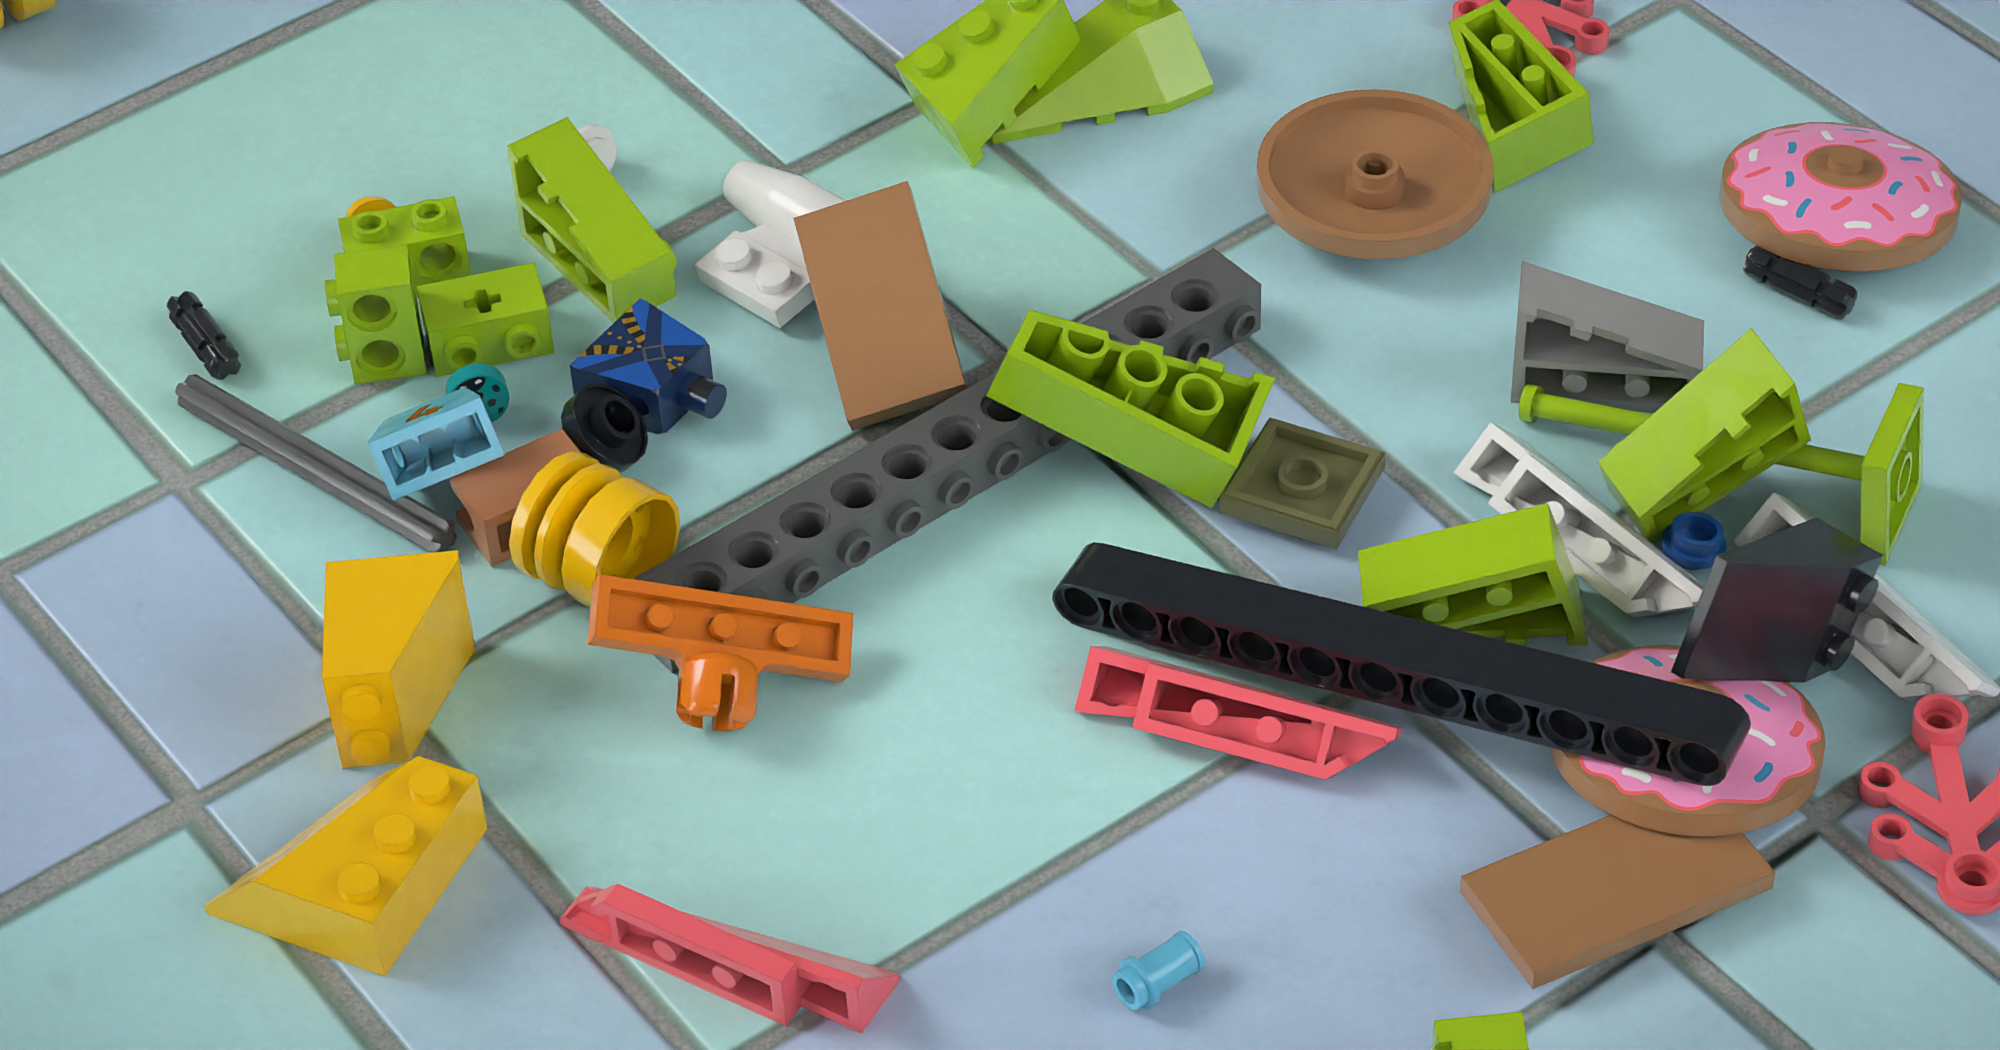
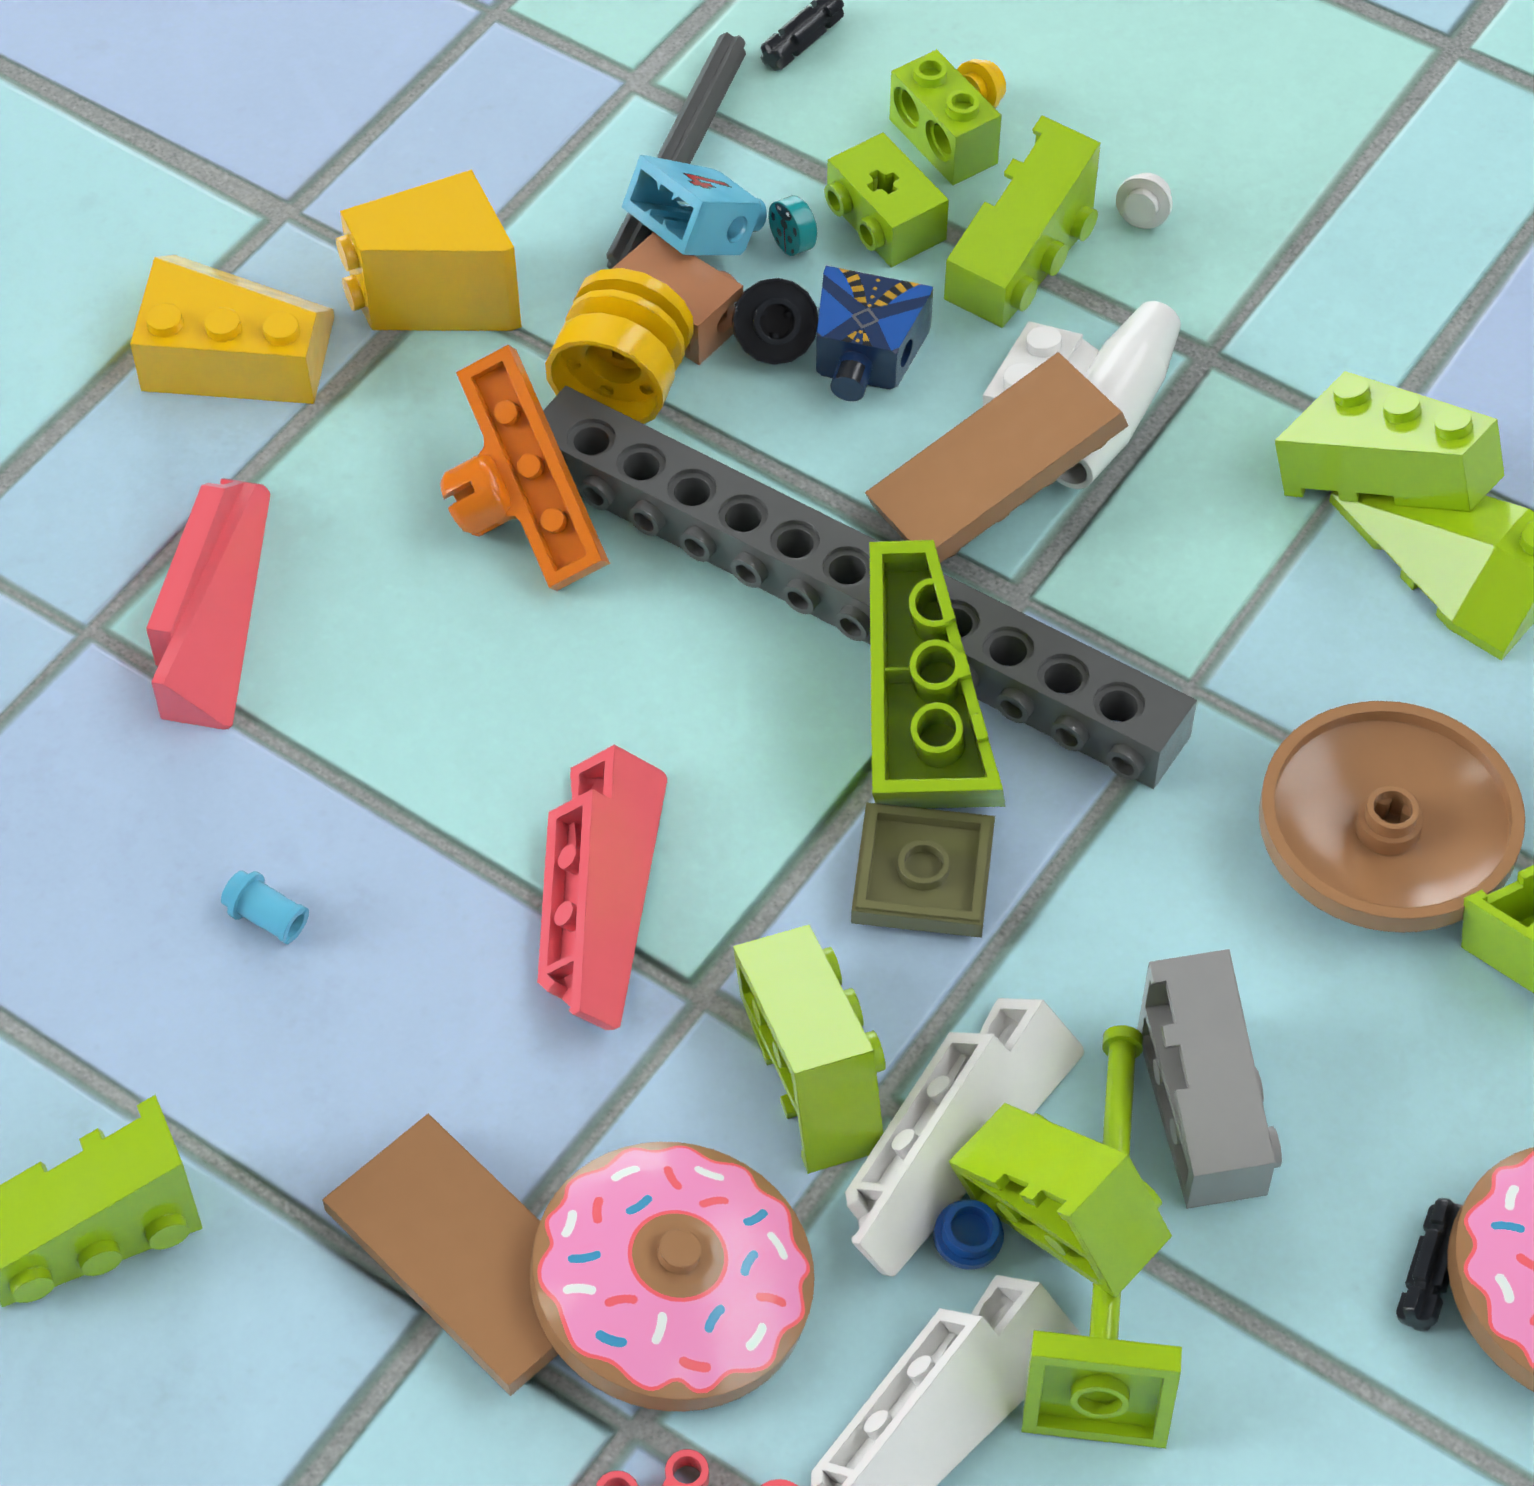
camera: 70 degrees right, 10 degrees up
(378, 314) = (833, 109): lime brick -> none
(1406, 663) = (652, 1007): black beam -> none
(1780, 607) = (825, 1301): black slope -> none

